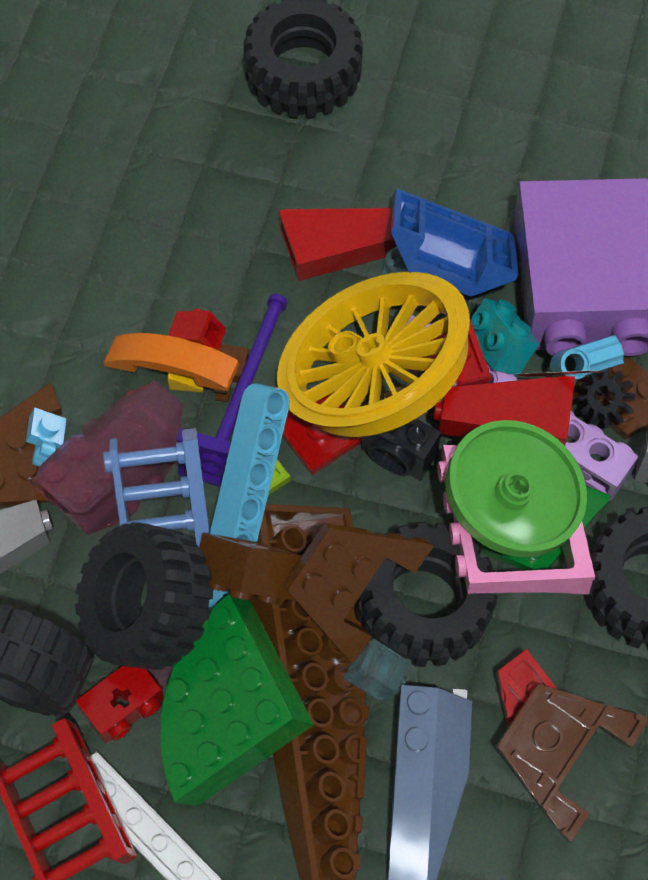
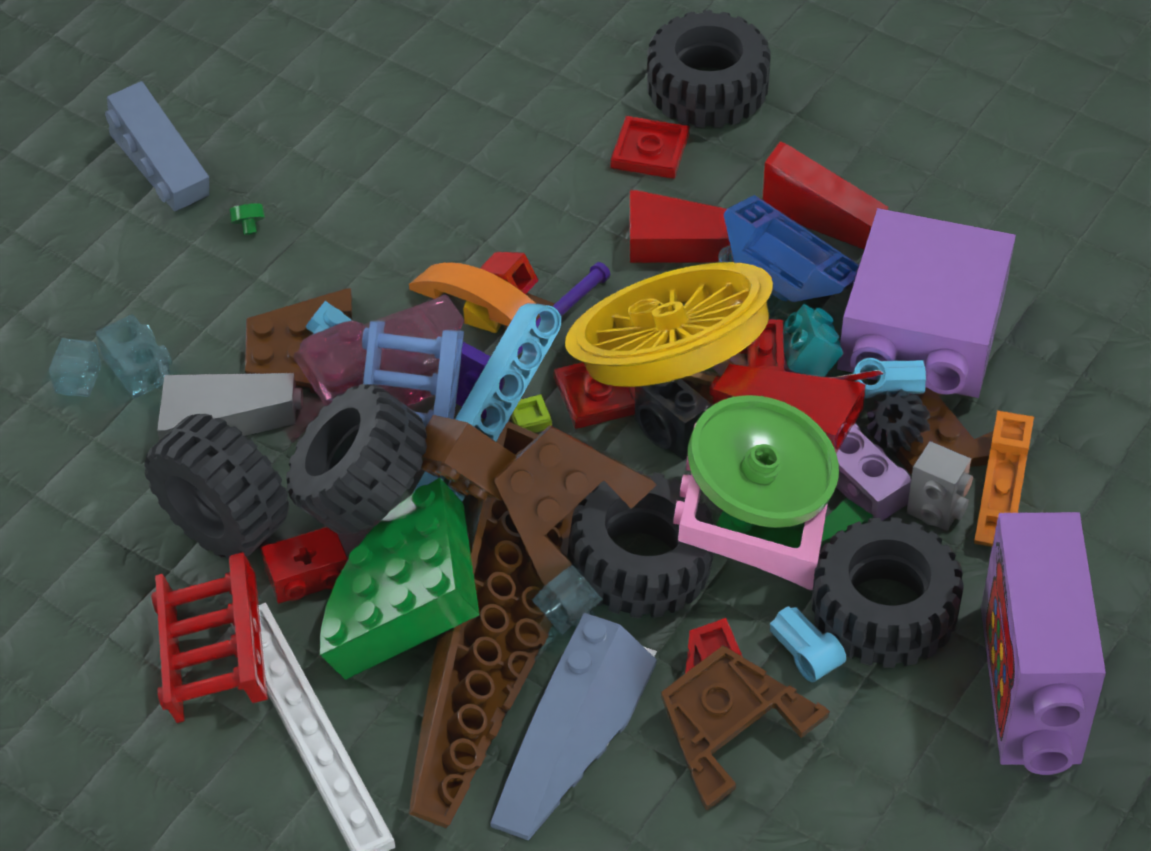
camera: 20 degrees right, 15 degrees down
(274, 151) = (650, 147): none -> red tile
(455, 174) = (818, 197): none -> red slope
(609, 654) = (812, 651): none -> medium azure piece

